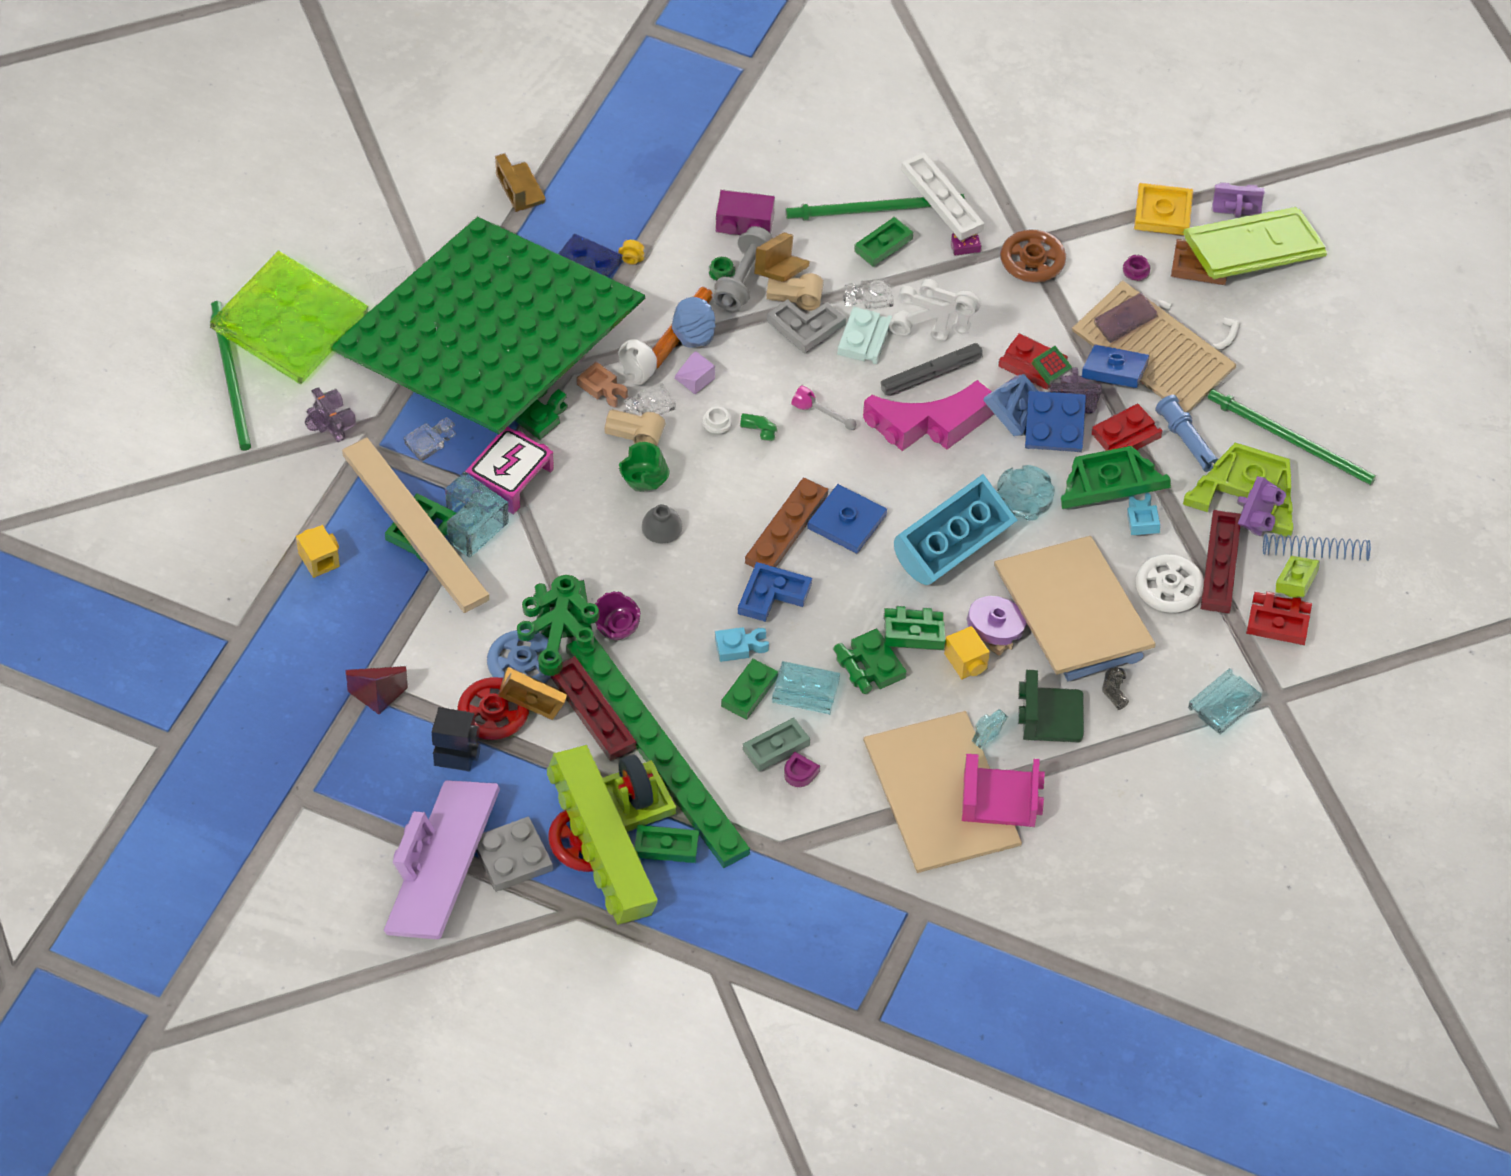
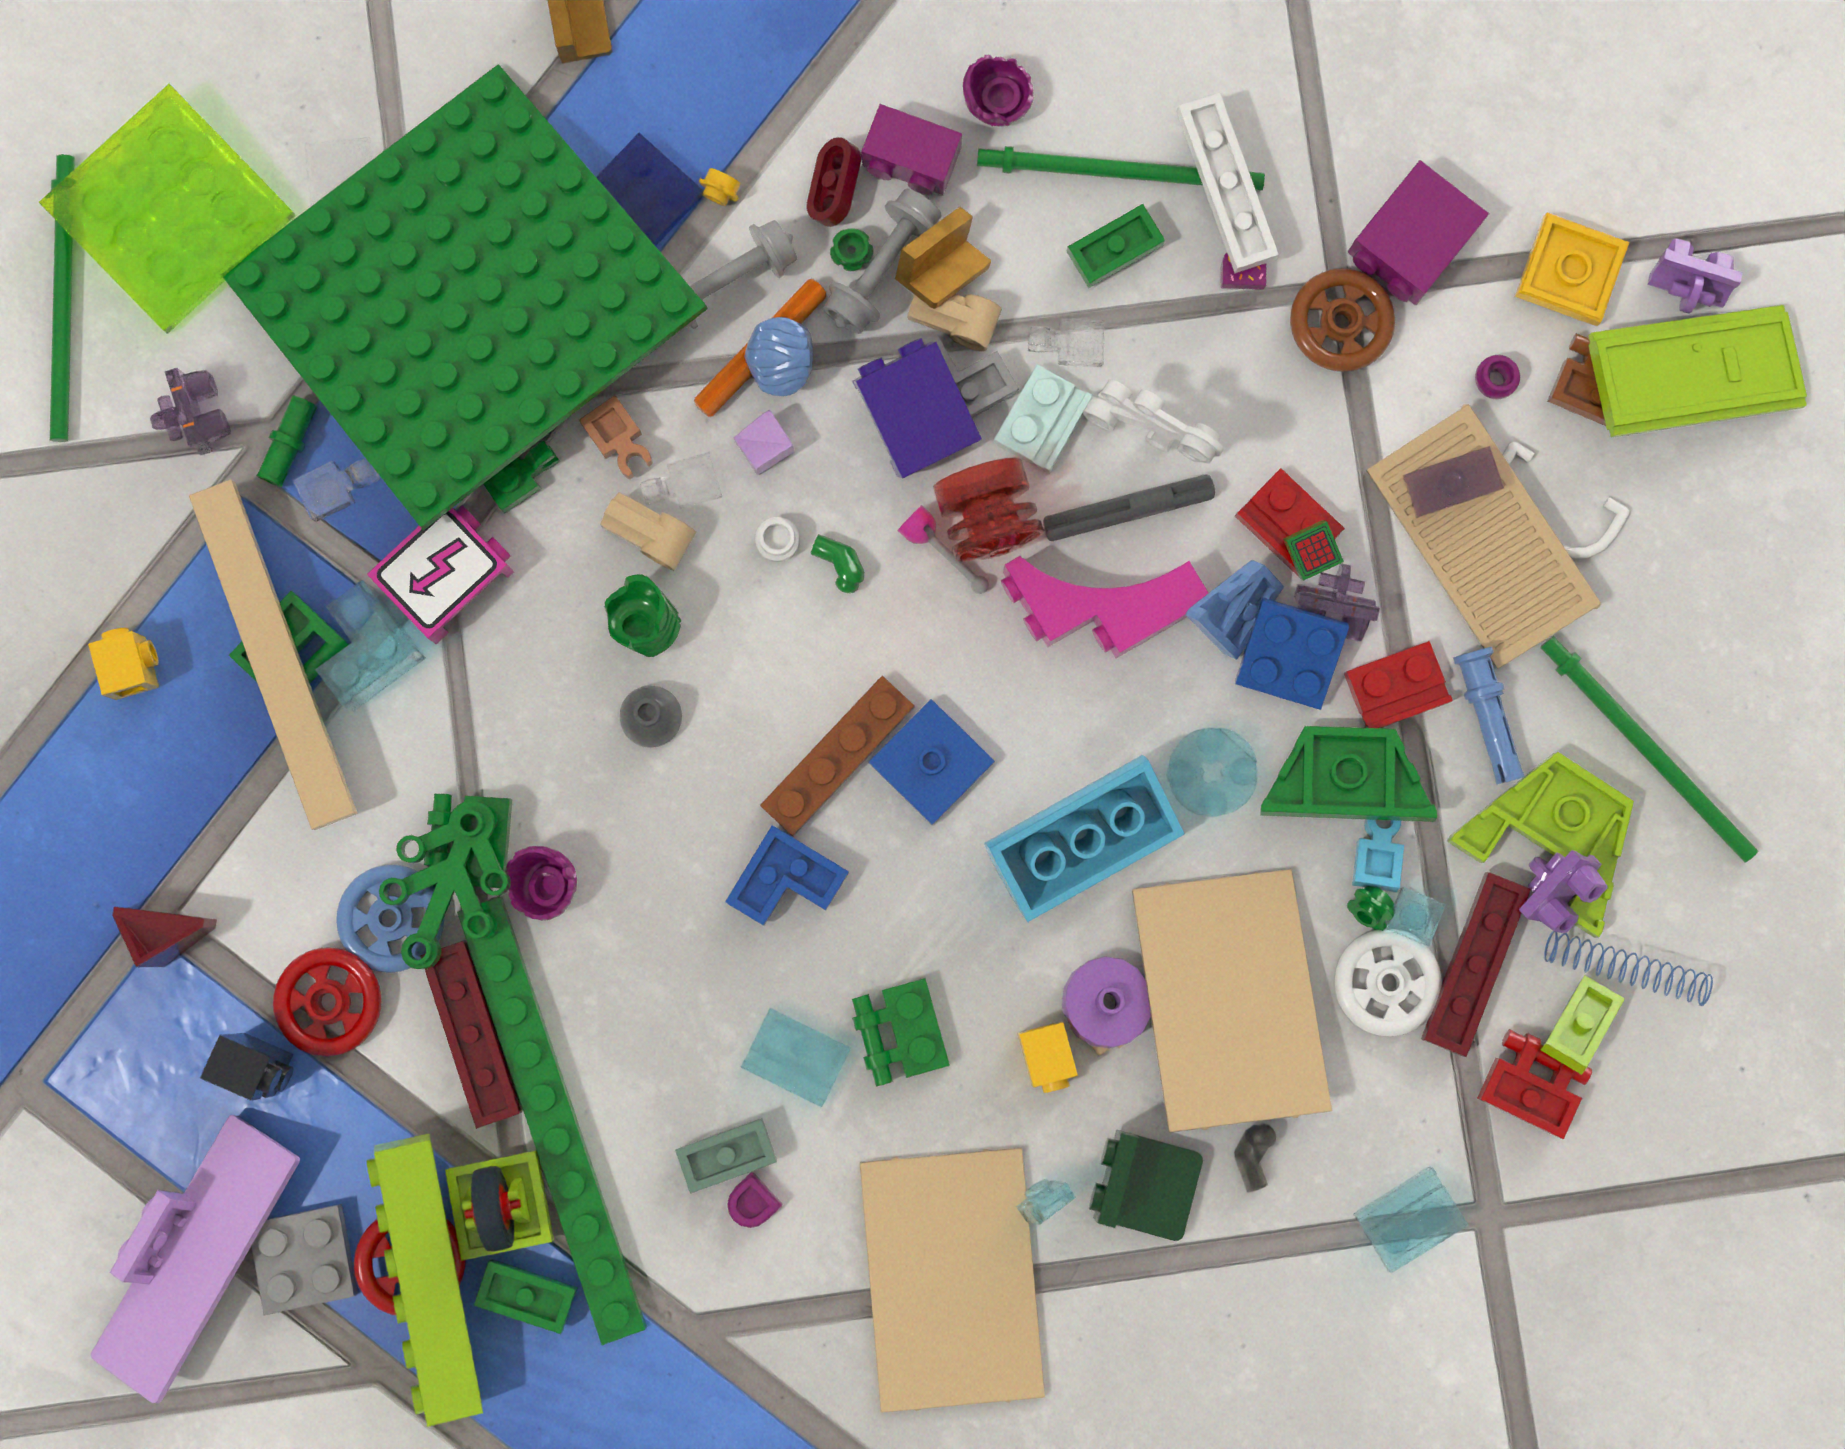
camera: 10 degrees right, 30 degrees up
(393, 421) = (287, 441): none -> green pin
(531, 694) = (383, 994): pearl gold panel -> none
(637, 360) = (683, 407): white hair -> none
(672, 273) = (772, 247): none -> light grey piece
(702, 237) = (833, 182): none -> dark red plate
(736, 644) = (710, 956): medium azure plate -> none
(749, 689) = (712, 1042): green plate -> none
(787, 333) = (916, 407): none -> dark purple panel
(789, 177) = (997, 90): none -> magenta hair
(845, 374) = (990, 517): none -> clear red wheel
(914, 628) = (975, 1005): green plate -> none
(1001, 795) = (1036, 1316): dark pink panel -> none
(1064, 205) = (1416, 233): none -> magenta brick
(1115, 366) = (1412, 573): blue plate -> none
(1151, 537) = (1372, 907): none -> green plate
(1175, 542) = (1415, 916): none -> clear light blue plate

